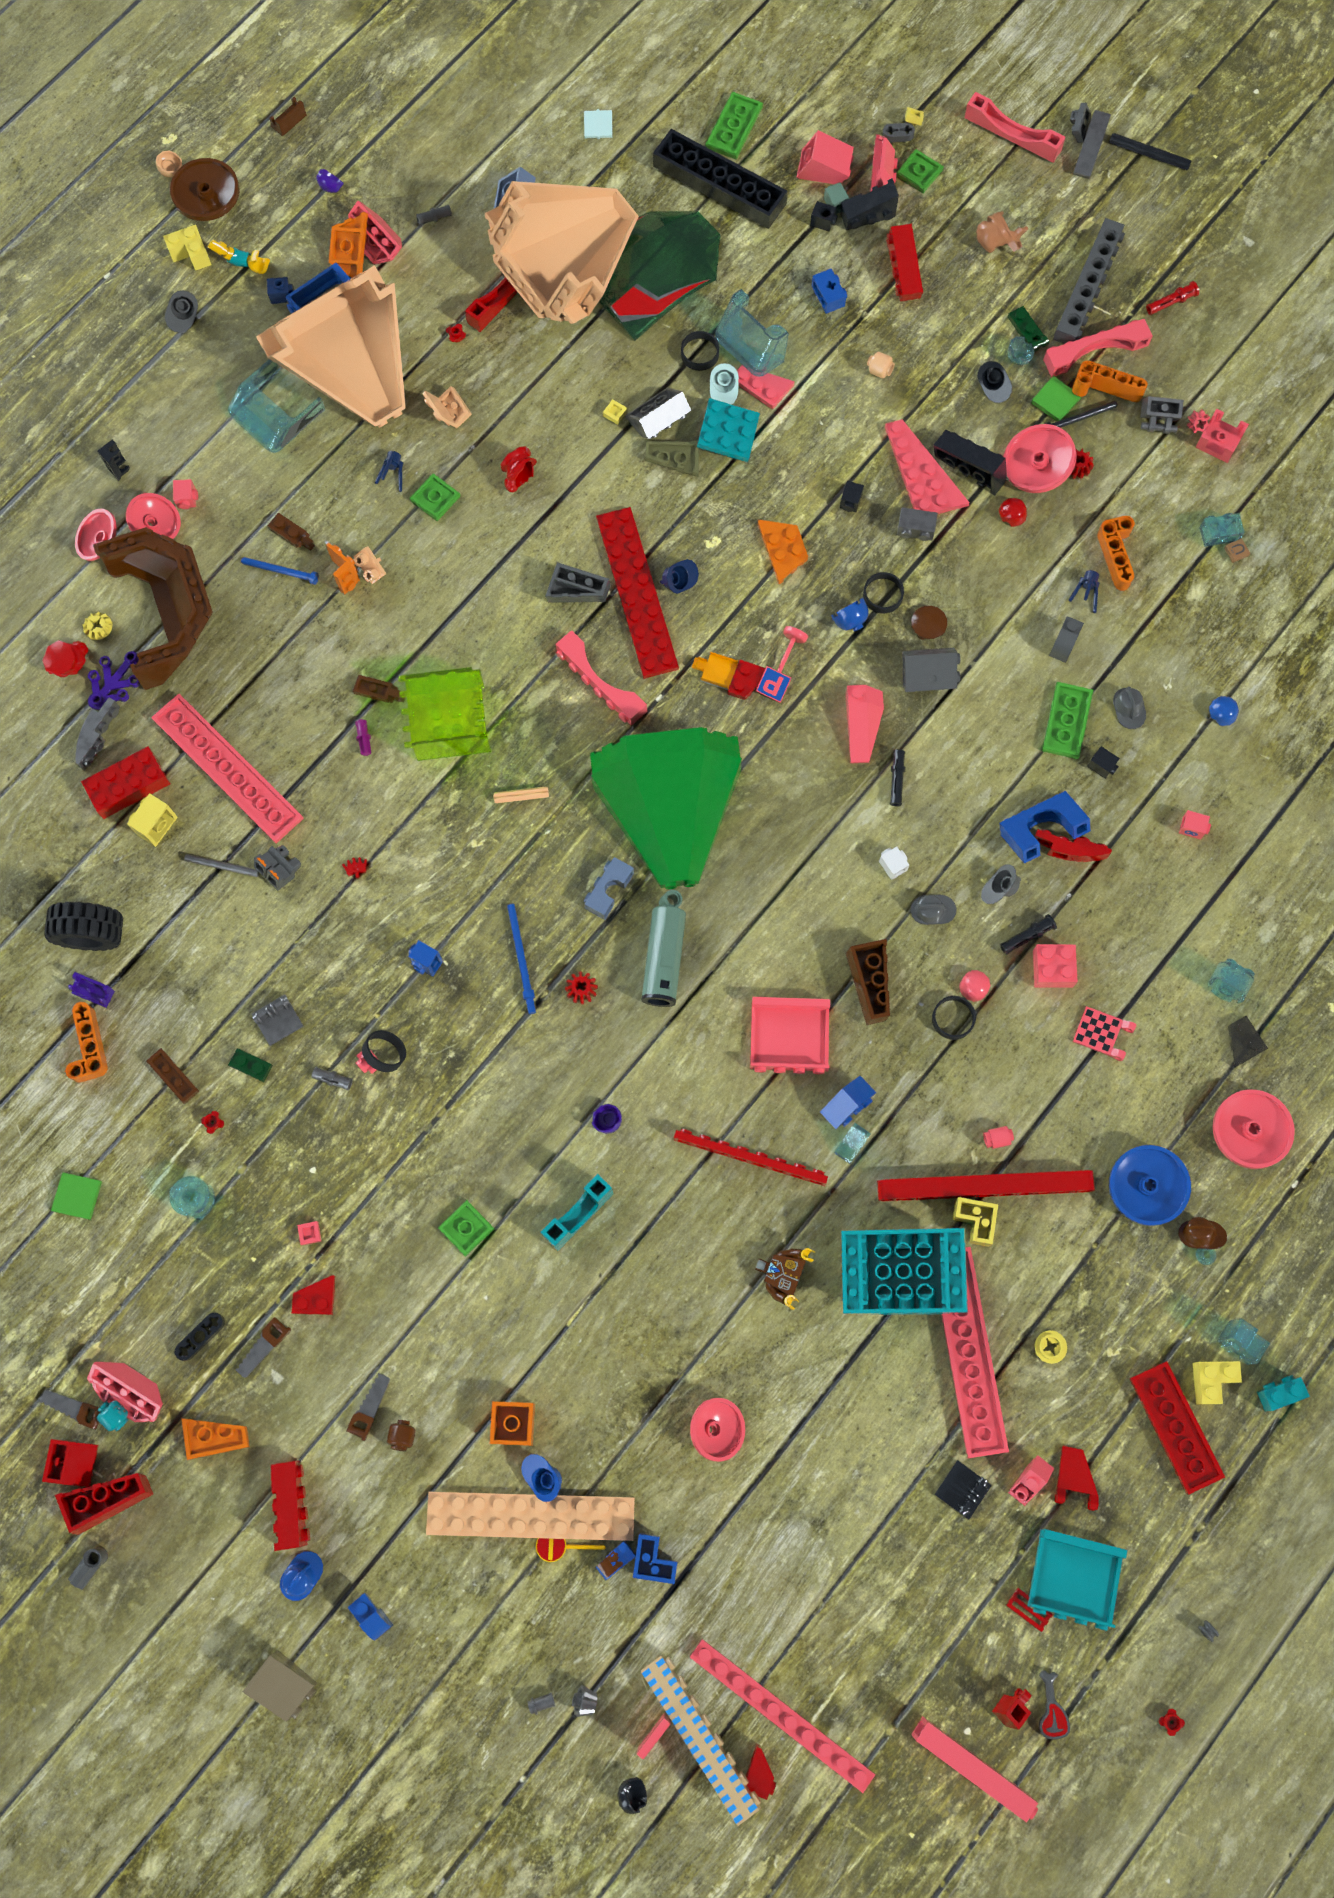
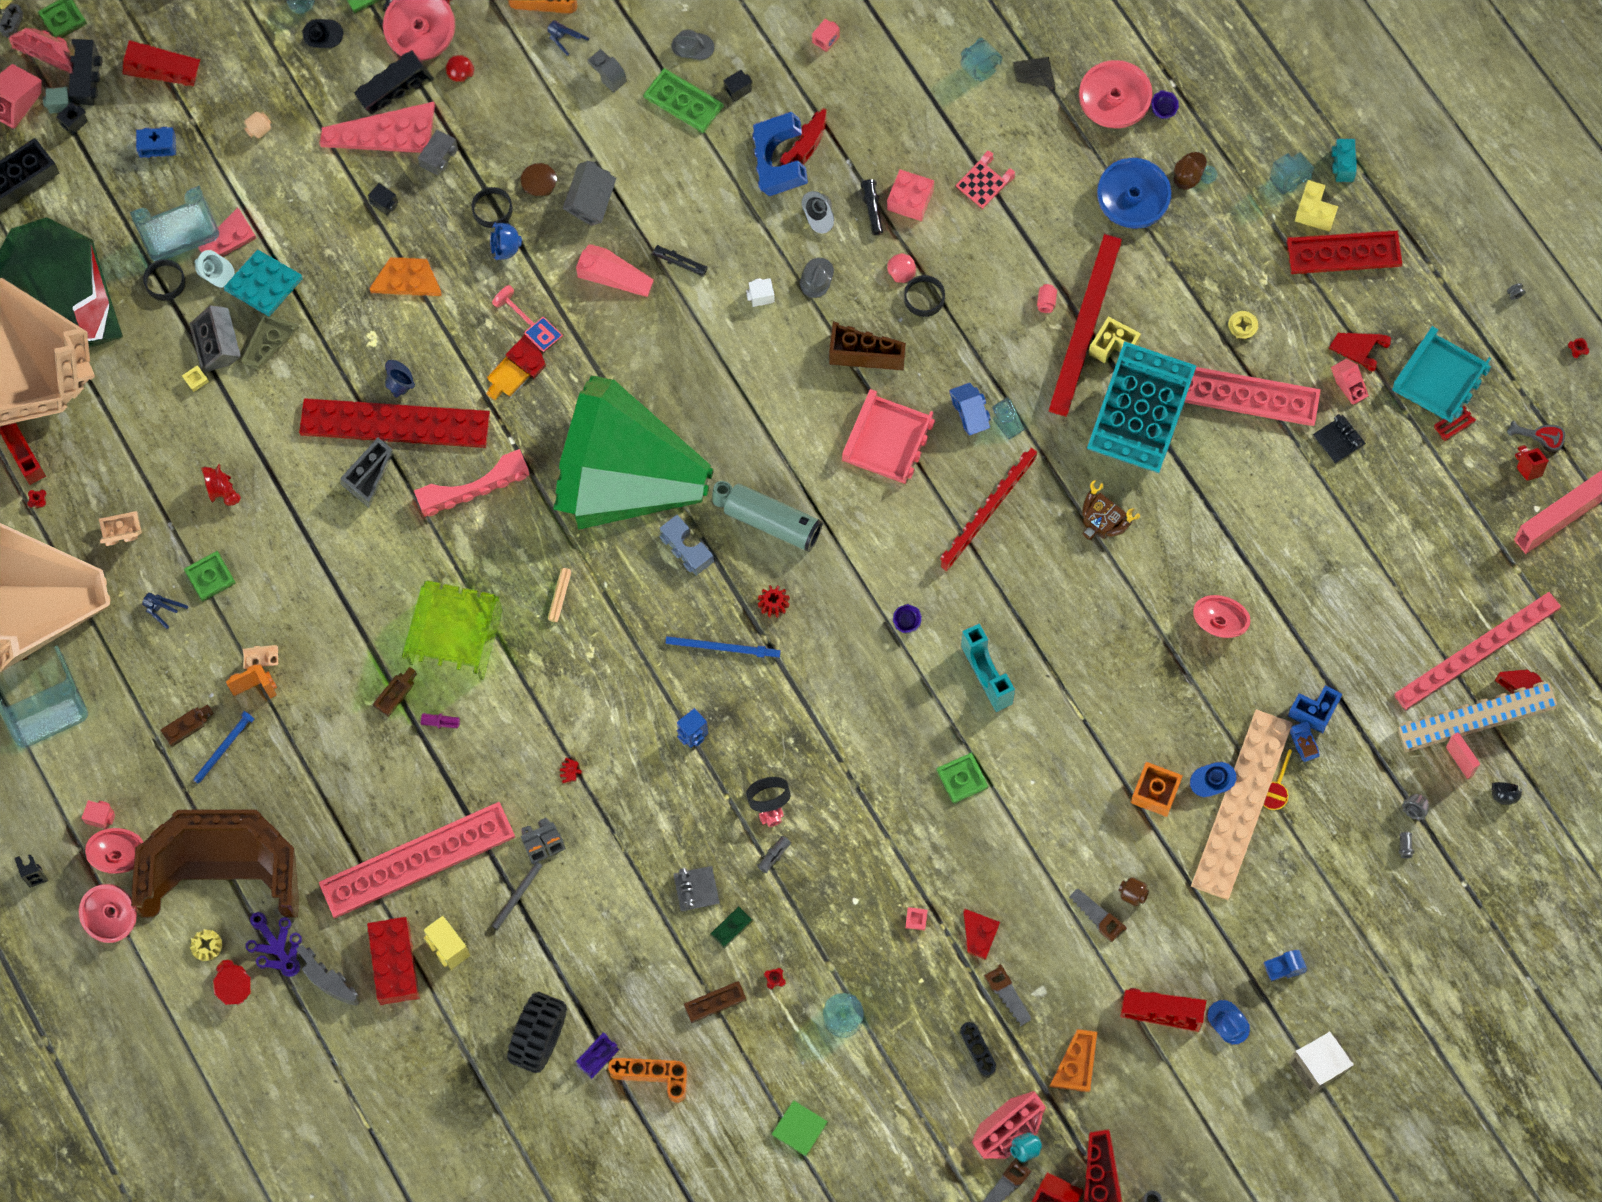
camera: 70 degrees left, 5 degrees down
(1264, 1183) = (1164, 104): none -> dark purple hair

